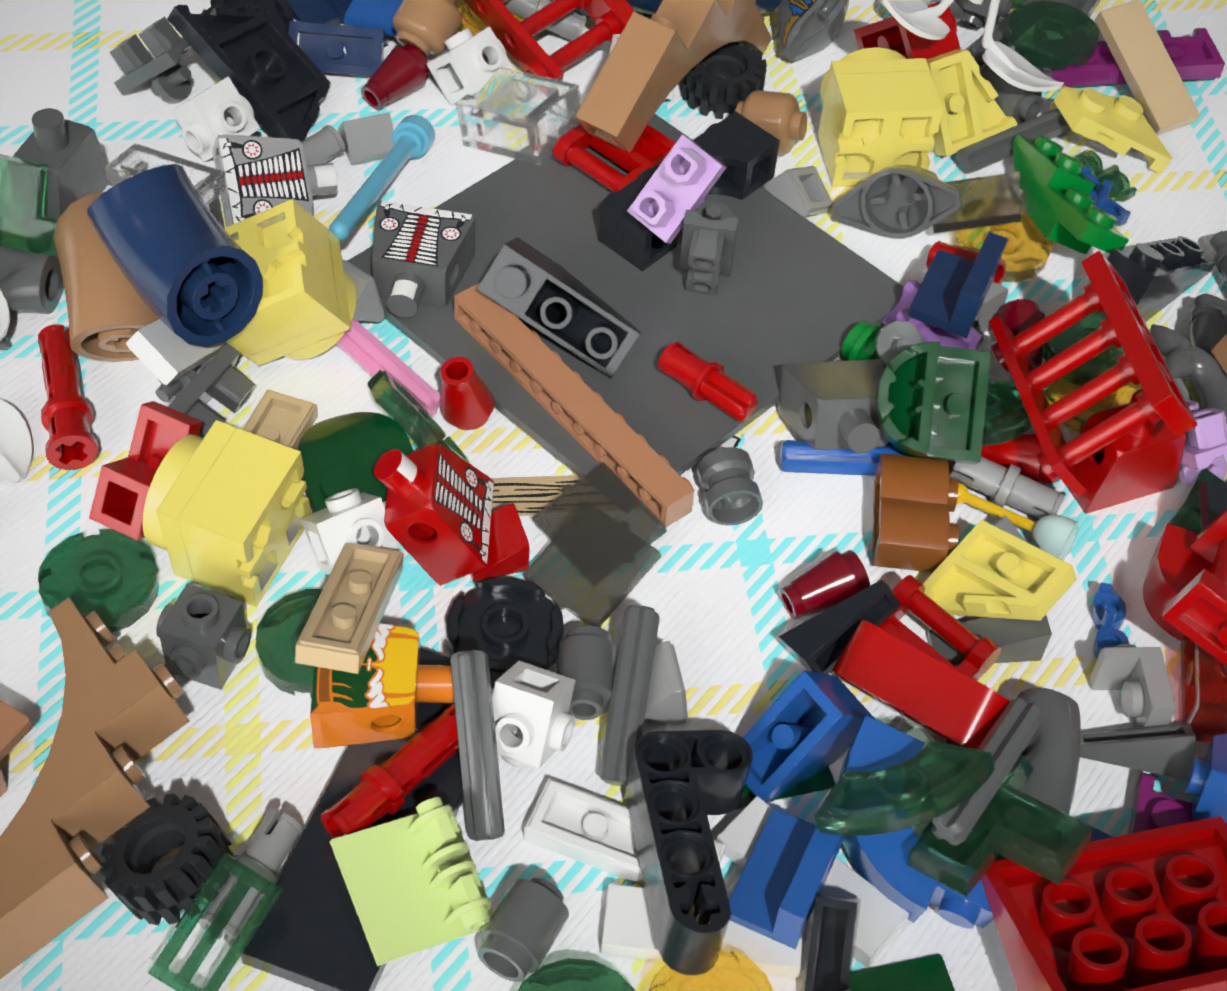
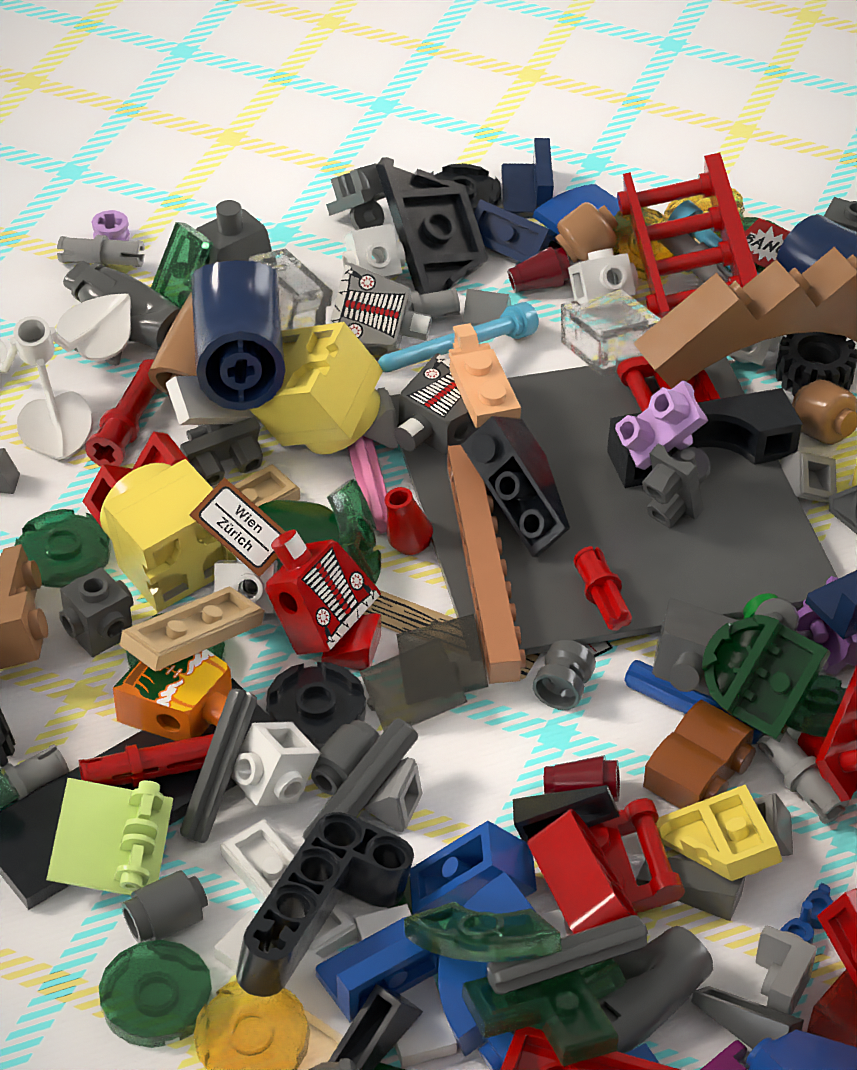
camera: 35 degrees right, 5 degrees down
(327, 471) = (239, 526): none -> sticker
(449, 210) = (480, 378): none -> light nougat hinge
(1050, 533) = (811, 828): light aqua hinge -> none

